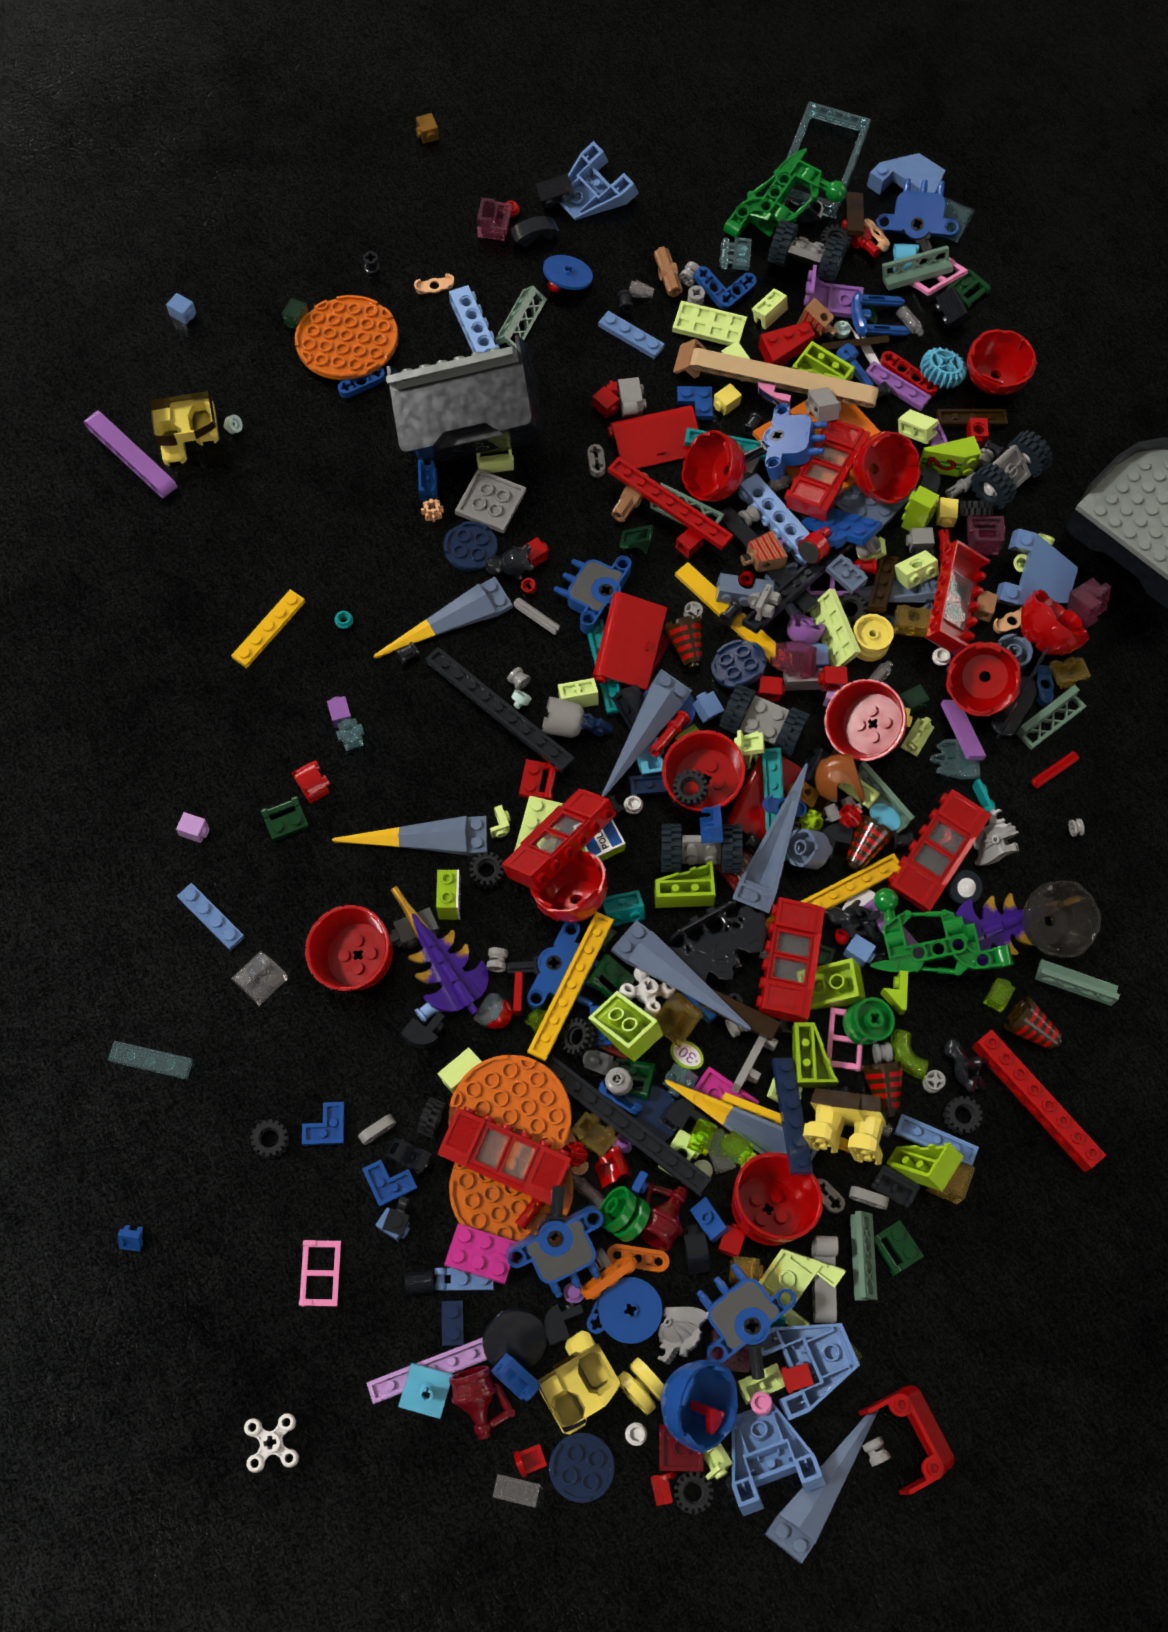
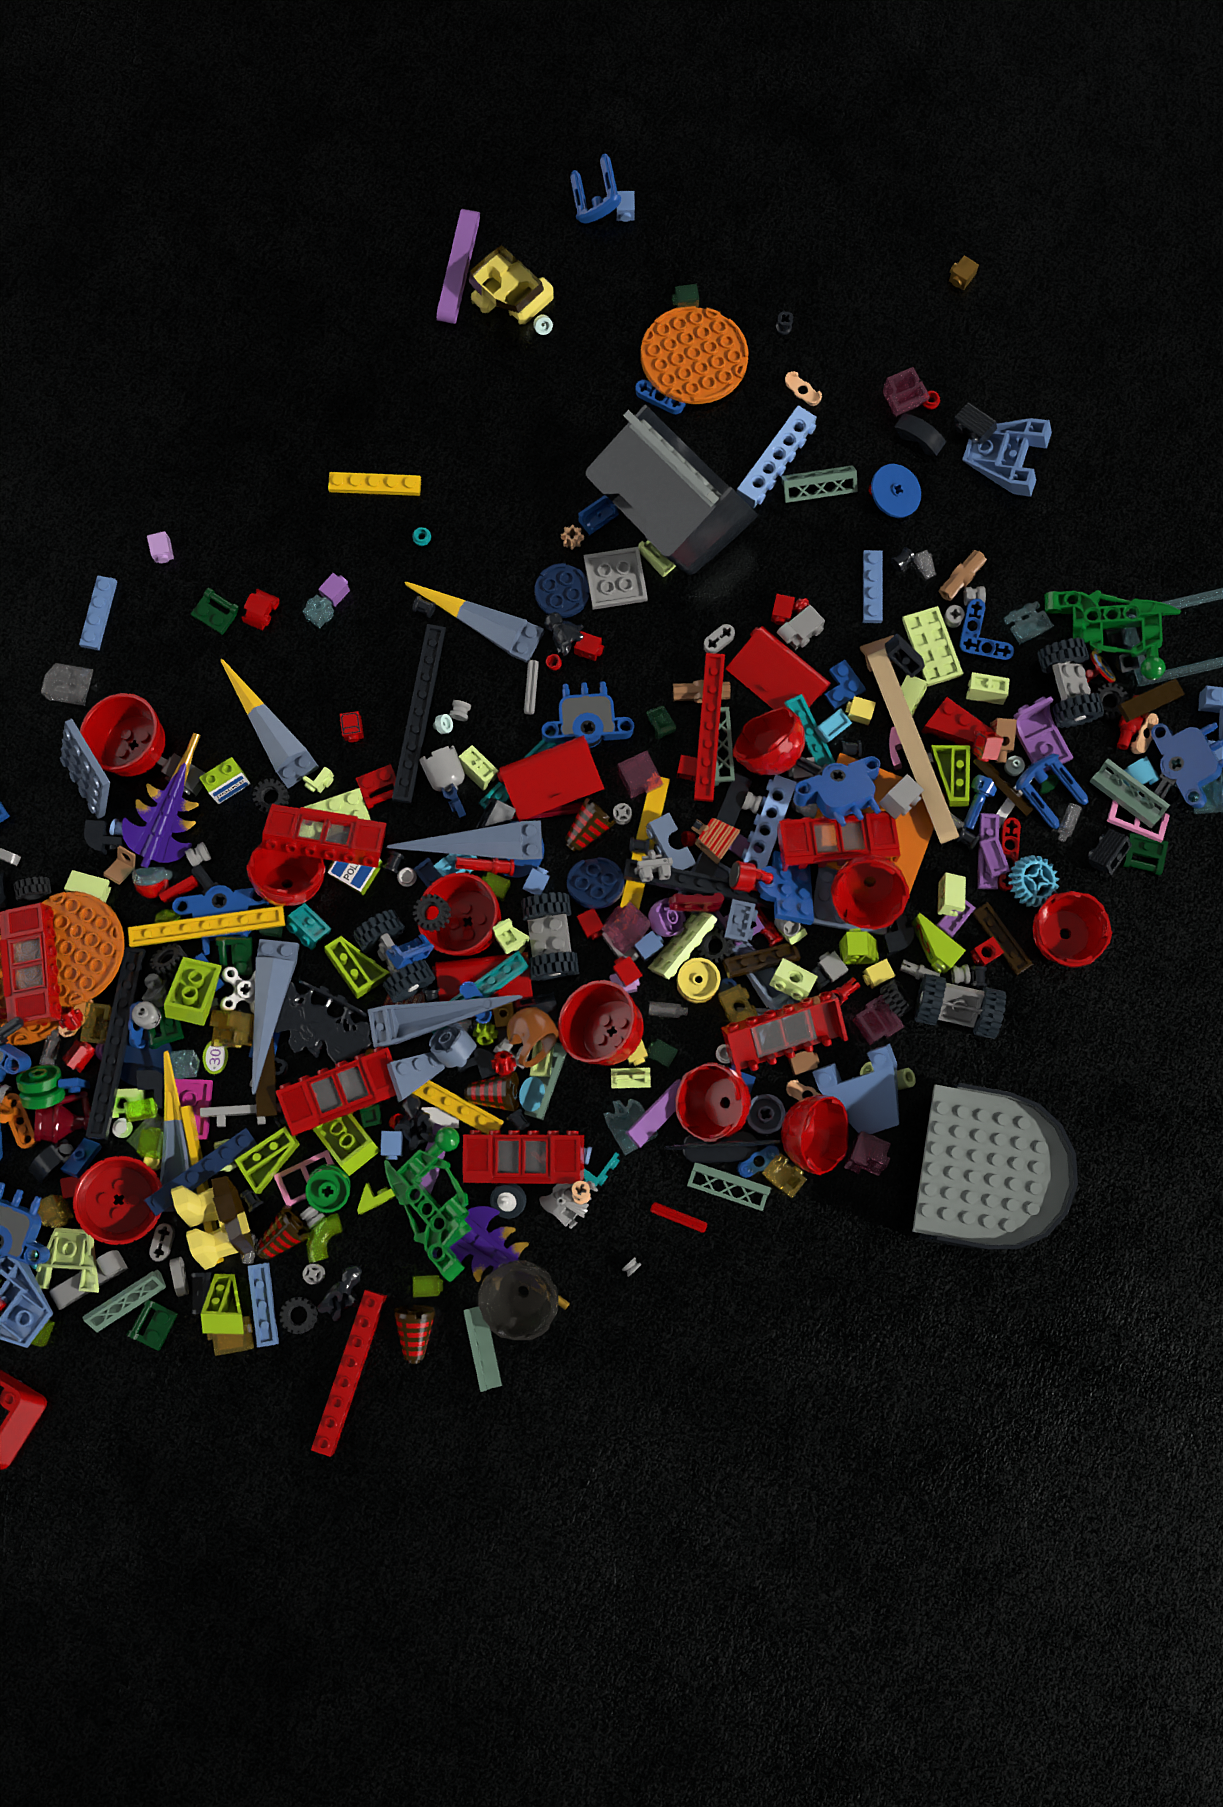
camera: 60 degrees right, 10 degrees up
(170, 325) = (600, 207): none -> blue piece
(358, 998) = (84, 769): none -> sand blue plate
(461, 1031) = (121, 867): none -> medium nougat bracket
(471, 769) = (351, 726): none -> red brick
(670, 579) = (639, 774): none -> clear pink plate
(708, 340) = (904, 655): none -> black brick
(726, 423) = (833, 726): none -> medium azure tile
(807, 229) = (1101, 667): none -> shield
(810, 595) = (696, 902): none -> dark red plate
(812, 892) = (413, 1072): none -> sand blue wing
(820, 329) = (987, 745): none -> brick
(906, 382) = (994, 856): none -> medium lavender tile
(1000, 817) = (577, 1188): none -> light nougat bush

